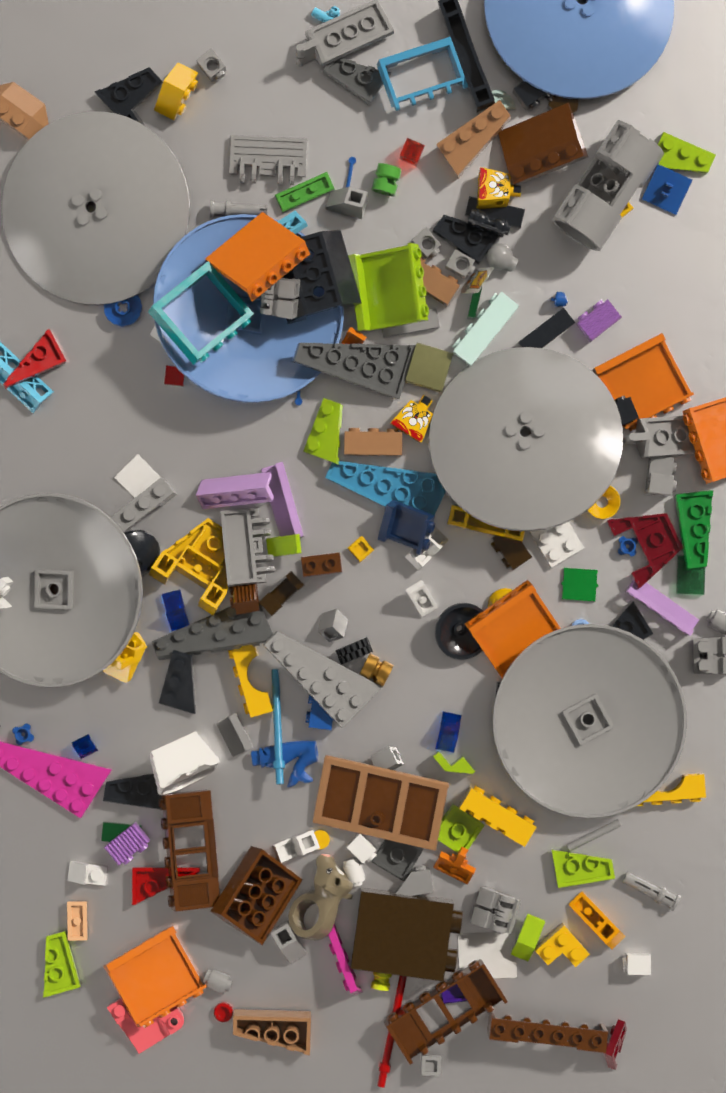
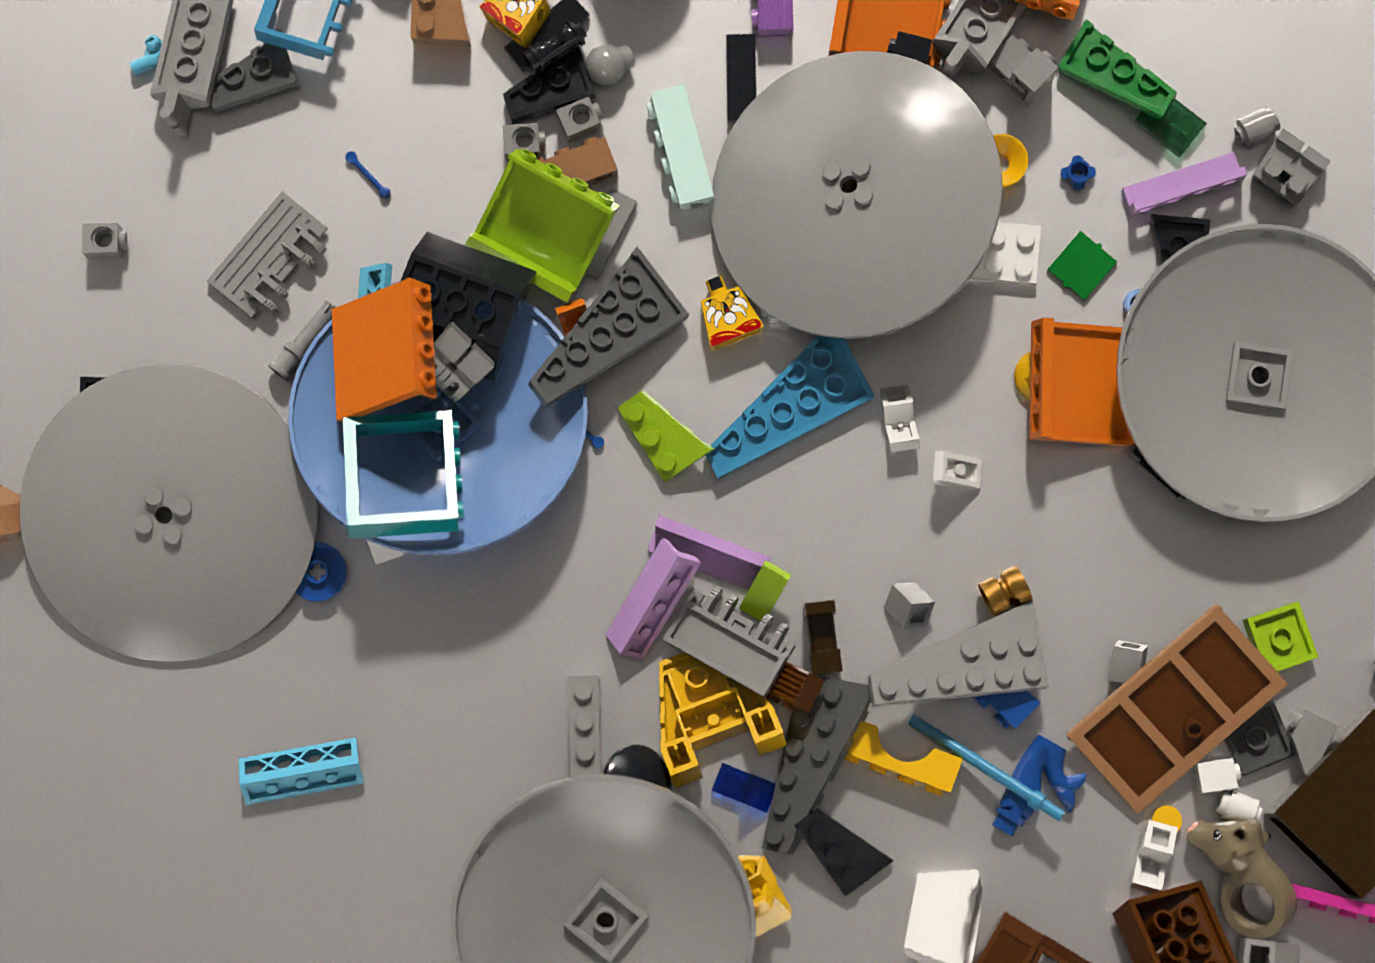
camera: 50 degrees left, 5 degrees down
(43, 357) = (304, 720): red wing -> none
(129, 92) = (58, 364): black wing -> none
(137, 476) = (542, 711): white sticker -> none
(173, 376) = (451, 571): red tile -> none
(175, 90) = (100, 306): yellow brick -> none
(234, 734) = (955, 830): light grey panel -> none
(304, 192) = (345, 243): bright green tile -> none
(321, 564) = (824, 560): reddish brown panel -> none
(348, 201) = (398, 198): light grey slope -> none
(354, 651) = (961, 601): black tyre -> none
(360, 549) = (839, 500): yellow tile -> none
(372, 442) = (718, 387): medium nougat brick -> none
(386, 180) = (409, 134): bright green wheel -> none
(407, 526) = (855, 420): dark blue panel -> none
(412, 152) = (397, 76): clear red brick -> none
(429, 367) = (677, 250): olive slope -> none
(448, 731) = (1148, 560): clear blue slope -> none
(455, 865) = (1323, 674): orange hinge -> none
(456, 643) = (1049, 462): black dish -> none
(458, 766) = (1200, 577): lime slope -> none
(462, 519) = (896, 345): yellow arch -> none
(474, 305) = (635, 132): dark green tile -> none
(476, 280) = (615, 111): sticker -> none
(497, 816) = (1297, 577): yellow wedge -> none
(513, 551) = (981, 316): dark brown slope -> none
(559, 299) = (713, 31): blue piece -> none
(655, 538) = (1095, 131): dark red wing -> none

